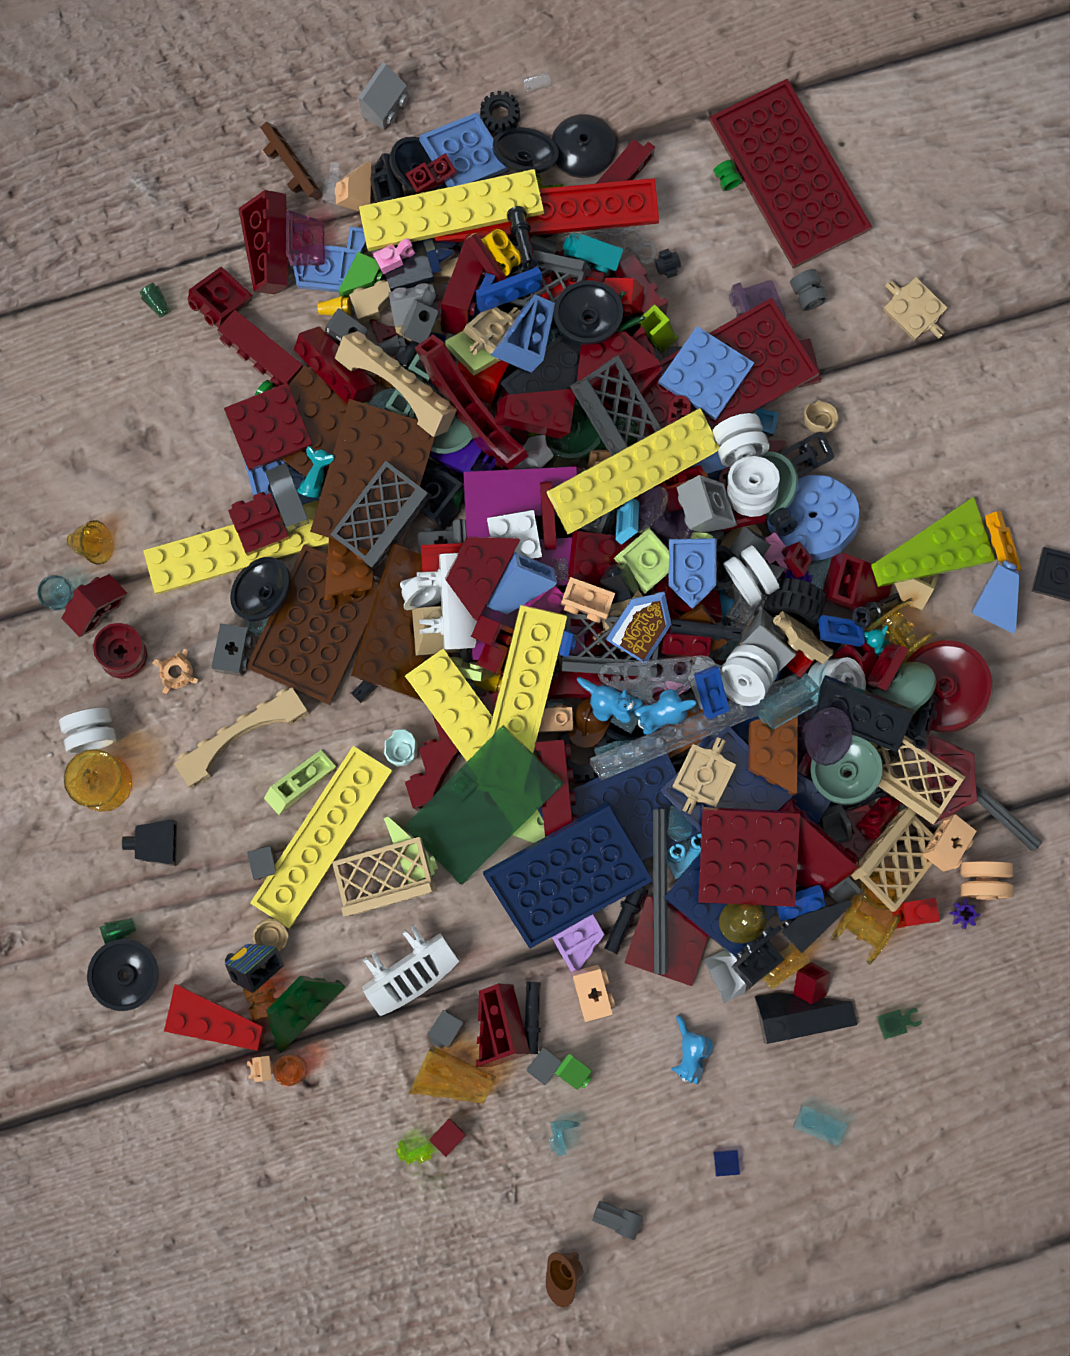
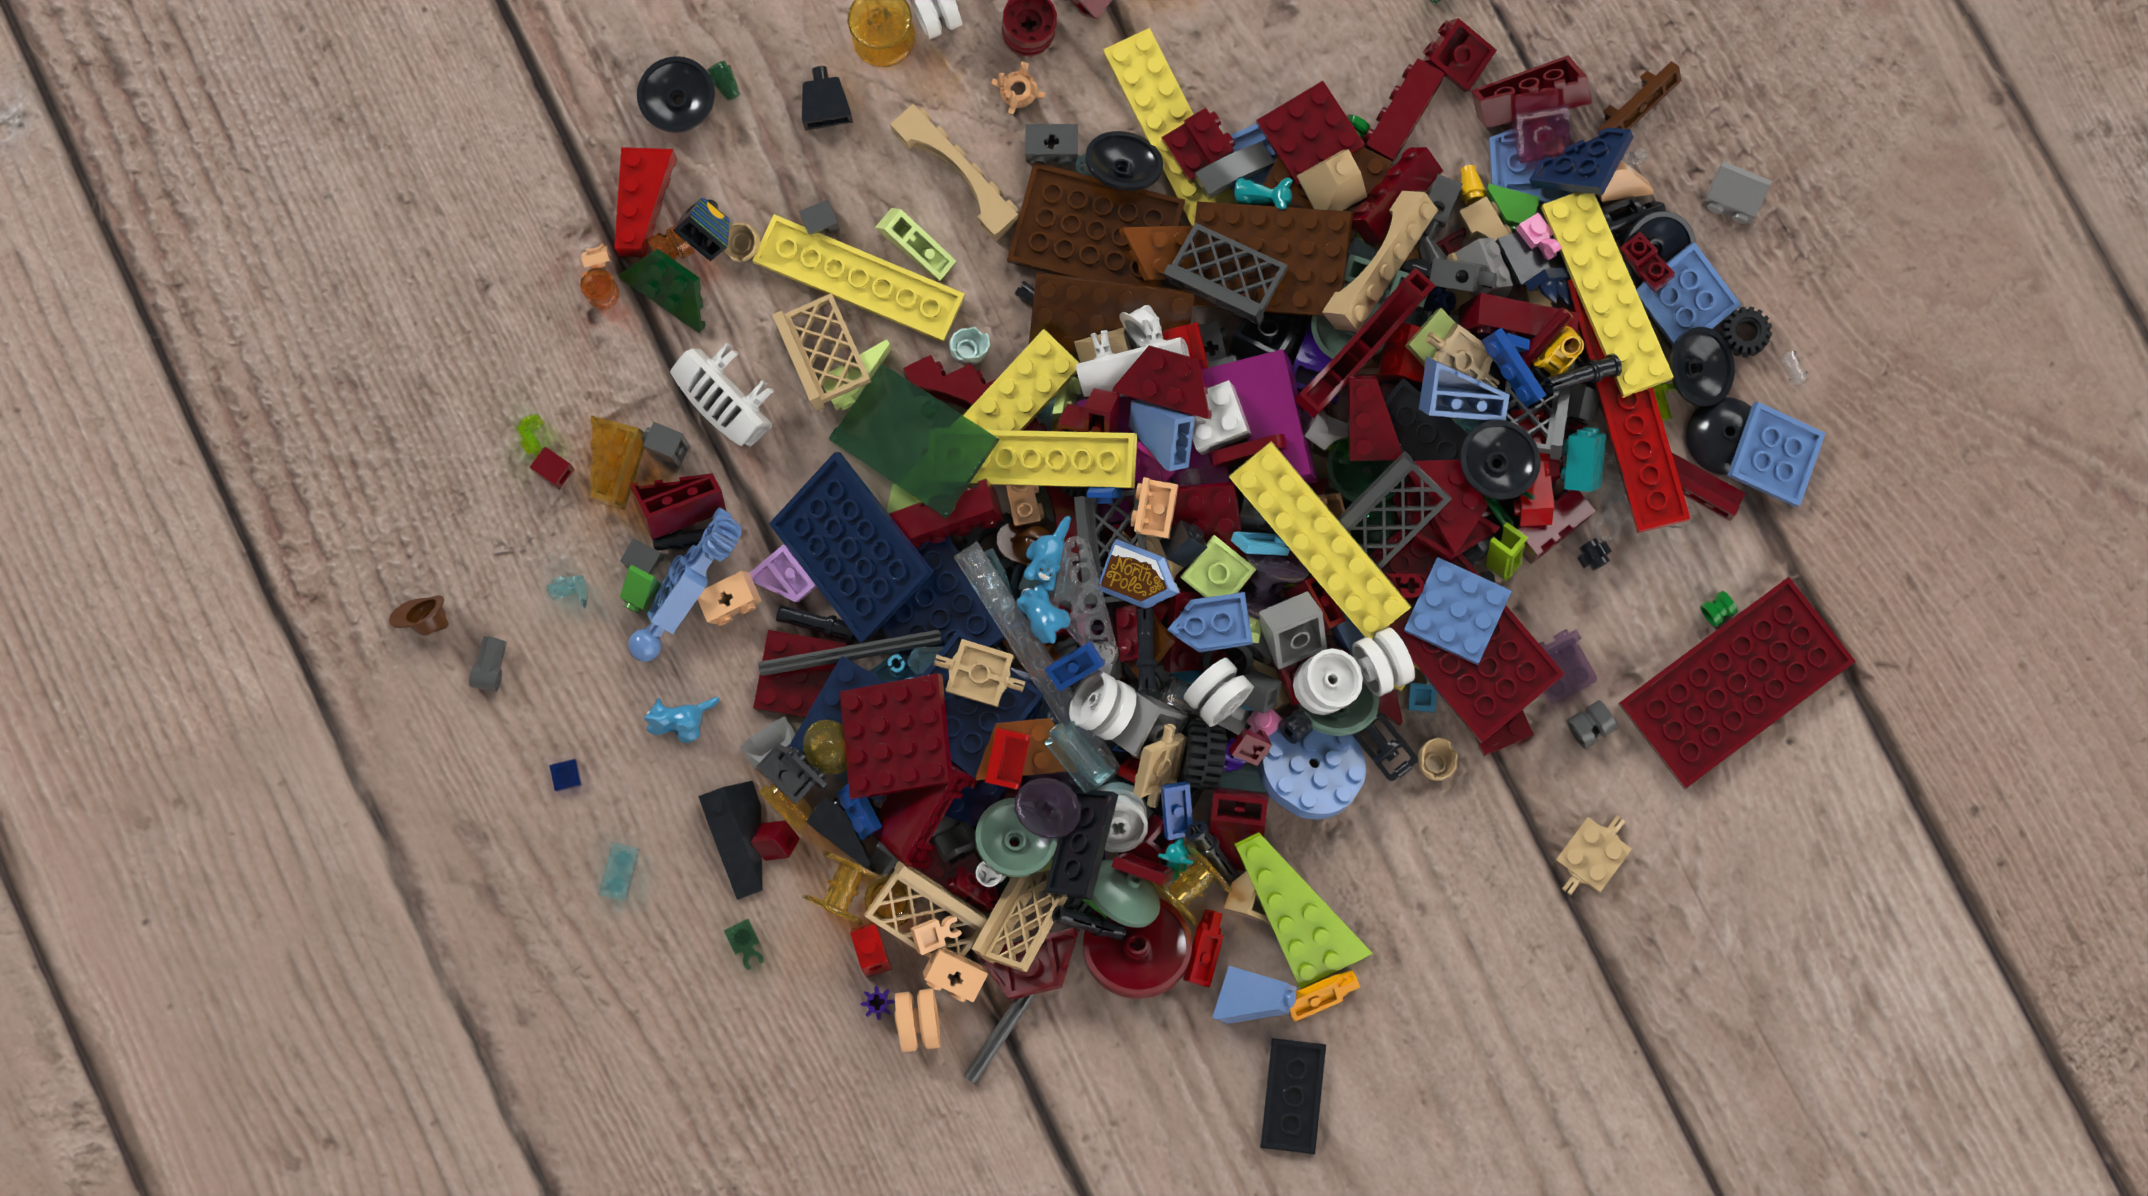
camera: 85 degrees right, 0 degrees up
(317, 413) = (1334, 183): none -> tan slope
(338, 209) = (1584, 165): none -> dark blue plate
(574, 1027) = (684, 585): none -> medium blue arm
(608, 106) = (1776, 454): none -> medium blue plate
(785, 761) = (1008, 758): none -> red panel
(872, 802) = (987, 876): none -> white wheel
(915, 855) = (931, 934): none -> light nougat plate
(952, 630) = (1205, 950): none -> red hinge

